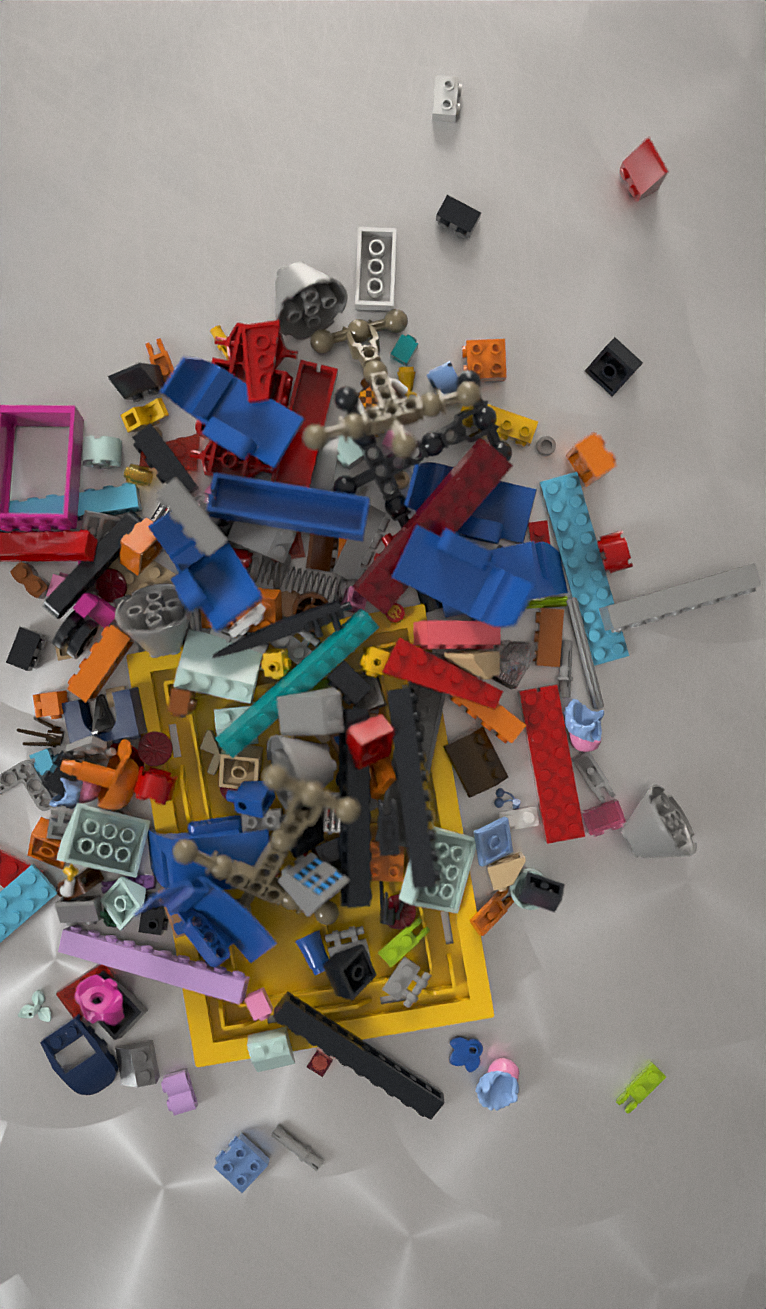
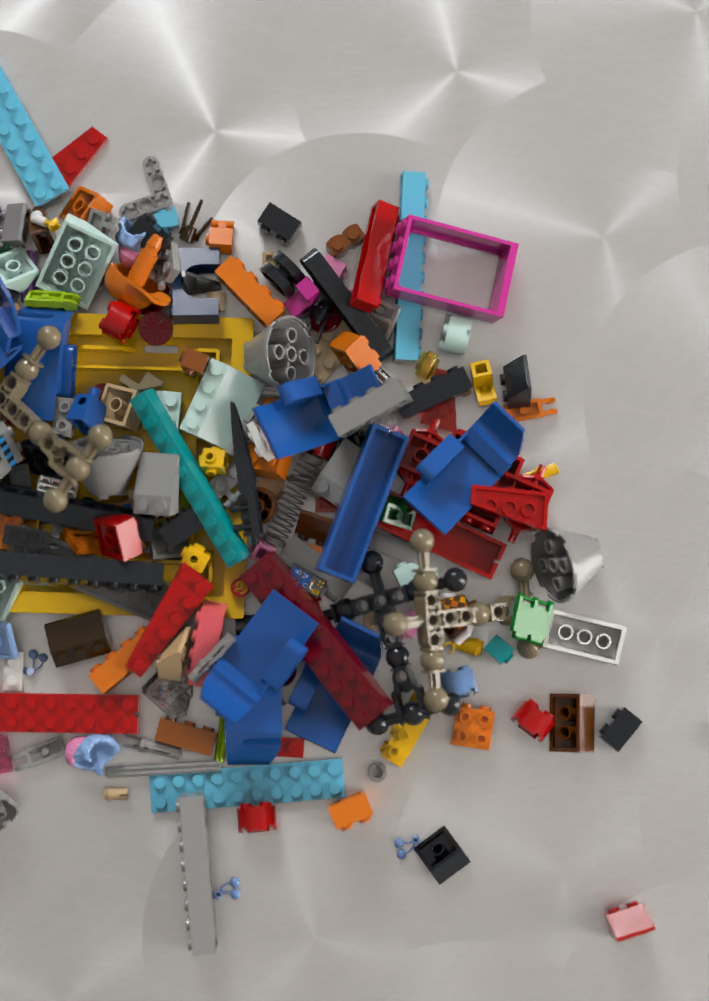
camera: 95 degrees right, 5 degrees down
(107, 589) = (320, 313): none -> black plant
(146, 857) = (52, 299): none -> lime hinge
(292, 470) = (397, 513): none -> dark green slope
(370, 320) = (529, 620): none -> plate
(375, 545) = (312, 583): none -> tile
(461, 265) = (573, 723): none -> reddish brown slope
(466, 301) = (533, 720): none -> red brick
(477, 628) = (196, 674): none -> light grey pin
(610, 411) = (401, 853): none -> medium blue piece
(618, 694) = (115, 793): none -> tan pin
(690, 559) = (235, 893): none -> medium blue piece

